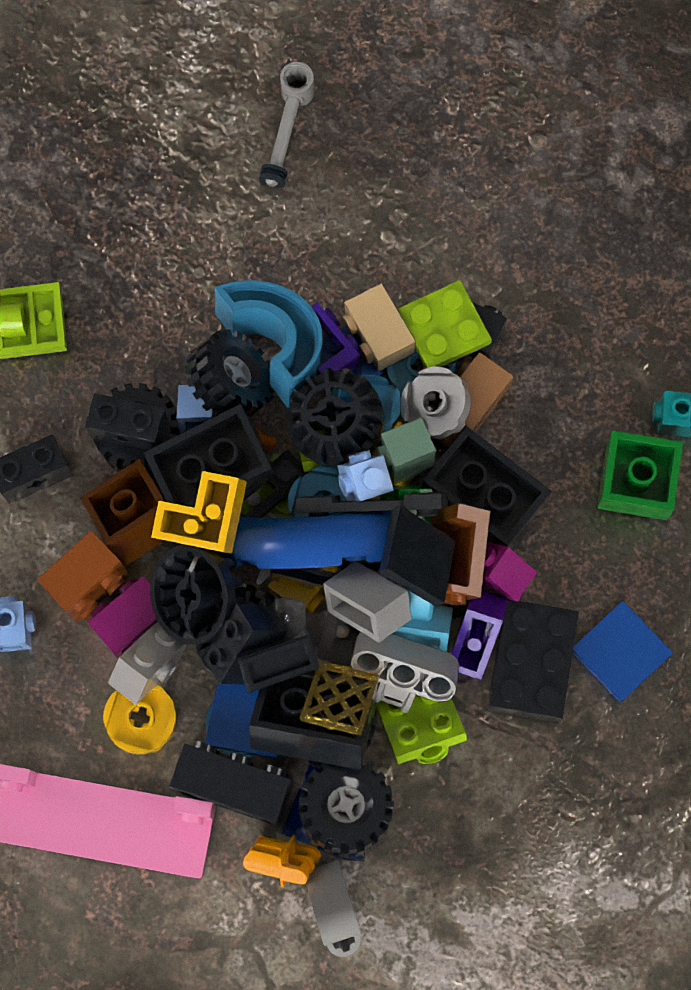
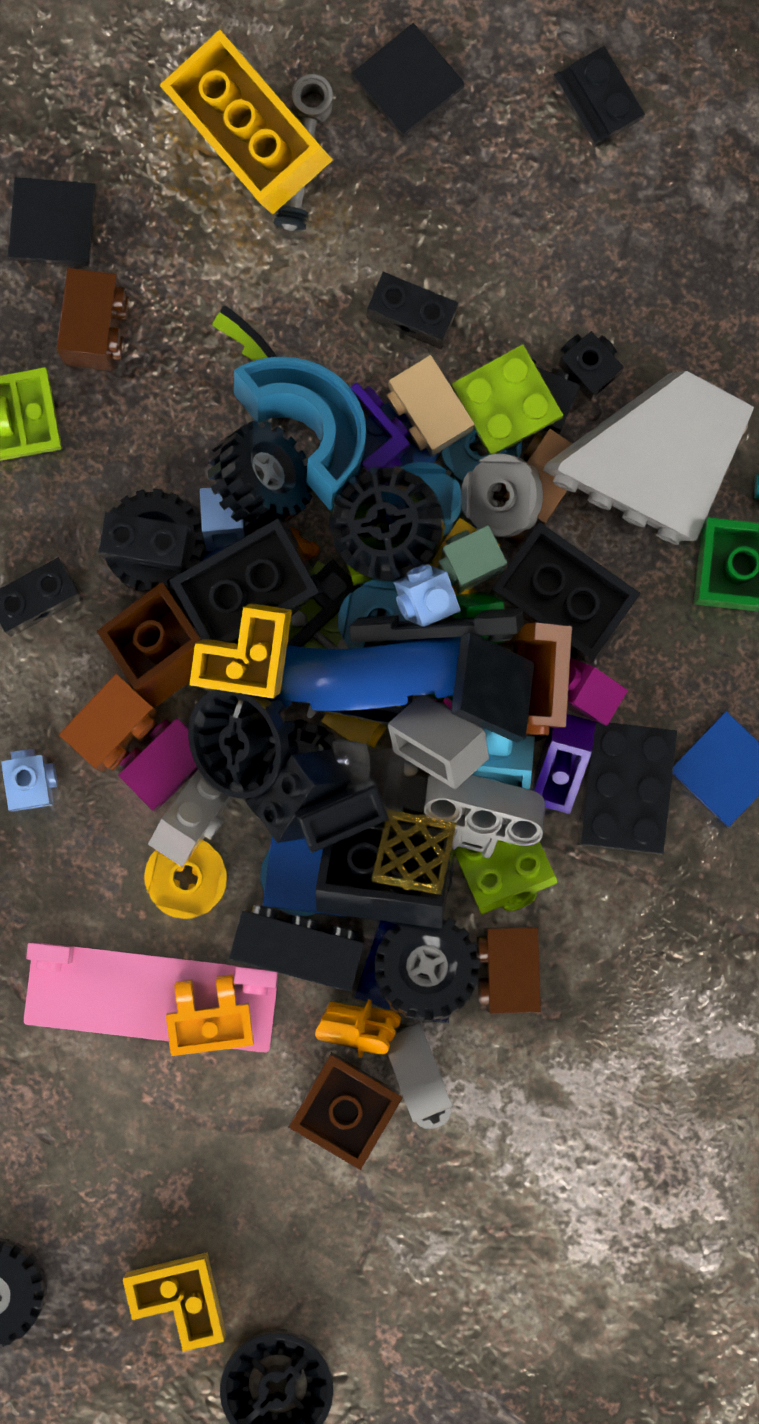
camera: 10 degrees left, 10 degrees up
(76, 169) = (52, 221): none -> black tile
(99, 243) = (91, 319): none -> reddish brown brick
(152, 851) = (212, 1027): none -> light orange plate
(223, 263) = (238, 329): none -> lime sticker
(241, 95) = (246, 122): none -> yellow brick
(265, 935) = (345, 1111): none -> reddish brown brick
(369, 252) = (412, 310): none -> black brick
(377, 75) = (408, 80): none -> black tile
(422, 814) = (510, 970): none -> reddish brown brick
(518, 303) = (590, 363): none -> black brick
(533, 96) = (598, 96): none -> black plate
(572, 380) = (659, 455): none -> light grey slope

